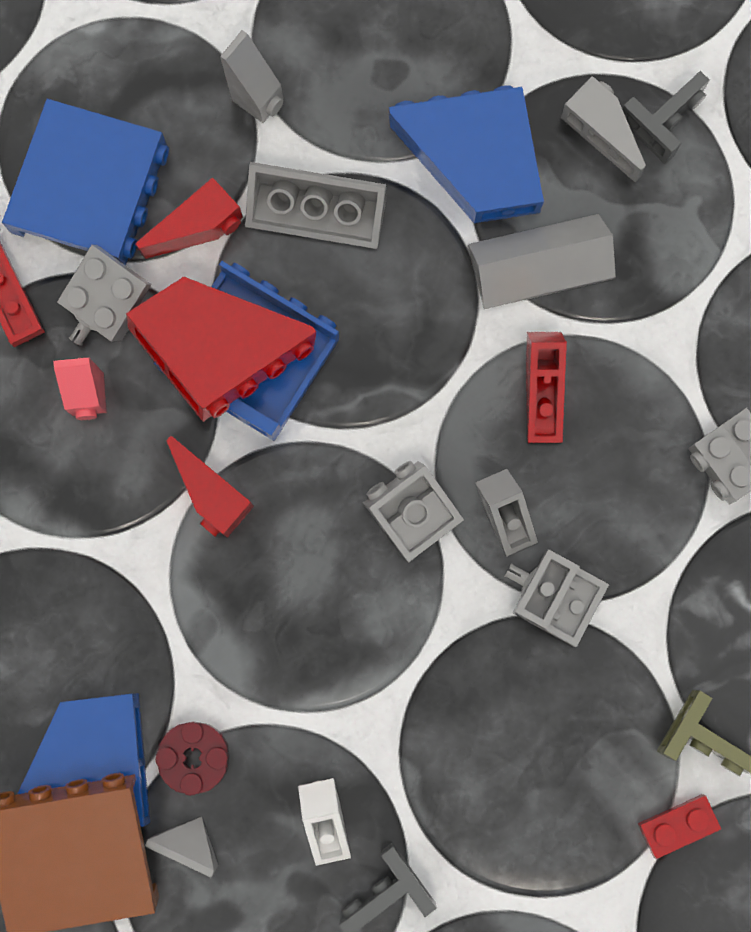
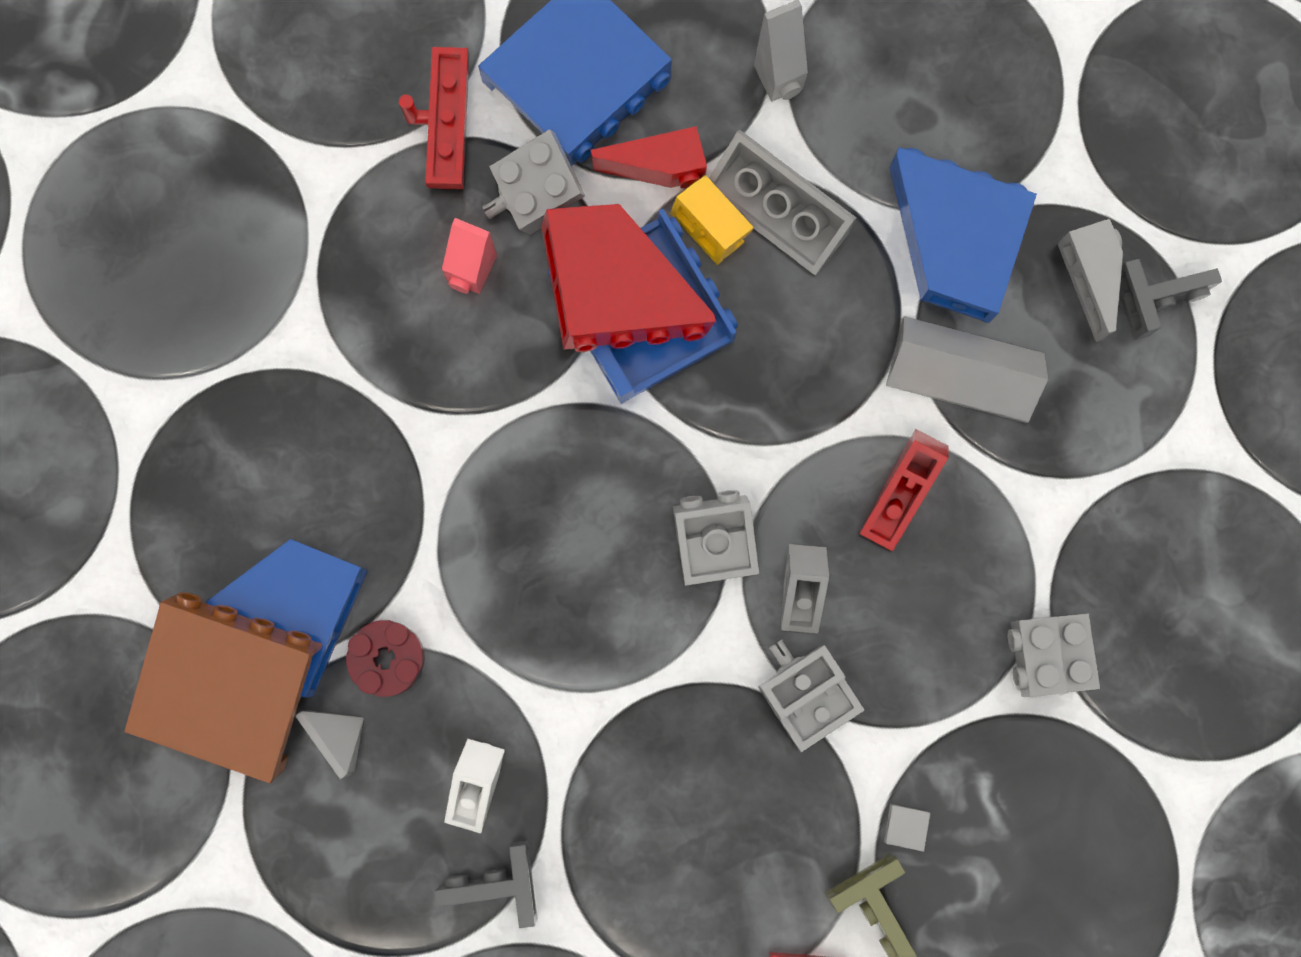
camera: 20 degrees right, 0 degrees up
(210, 494) = (534, 421): red slope -> none
(266, 248) = (710, 219): none -> yellow hinge
(694, 661) = (906, 827): none -> light grey tile

